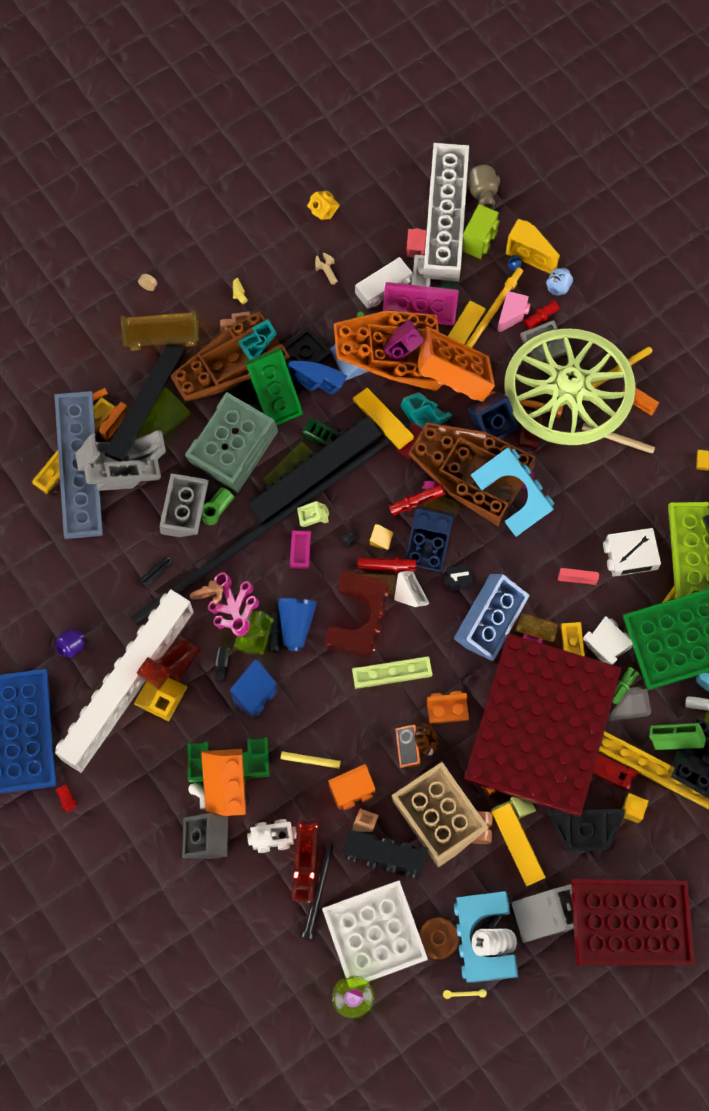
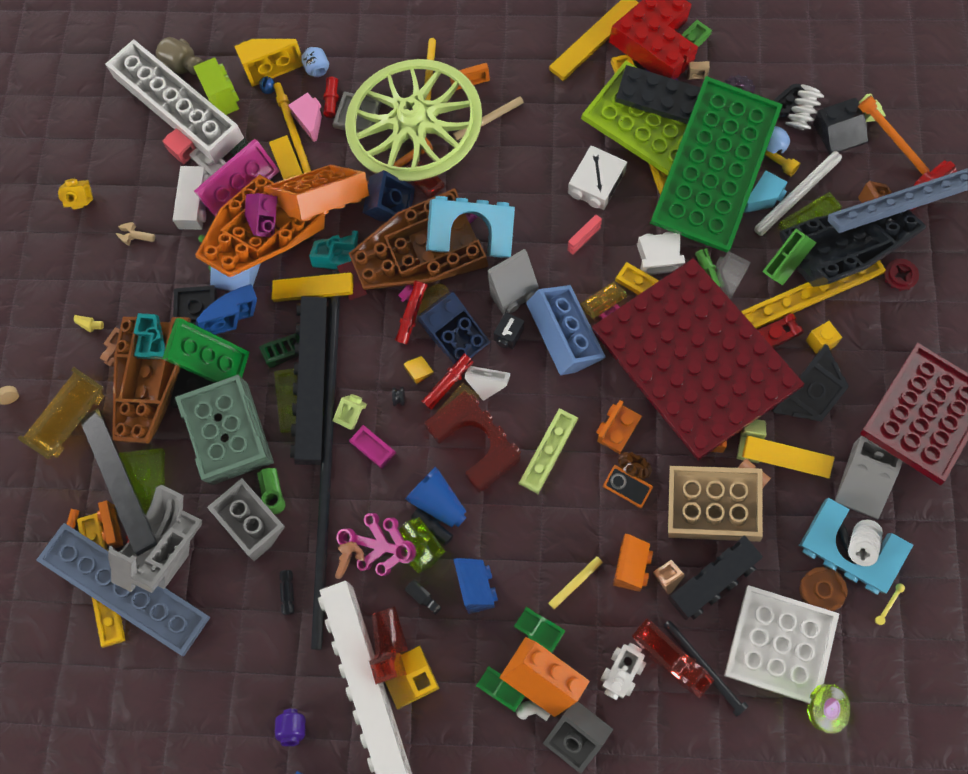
camera: 45 degrees left, 0 degrees up
(494, 552) = (512, 282): none -> light grey slope

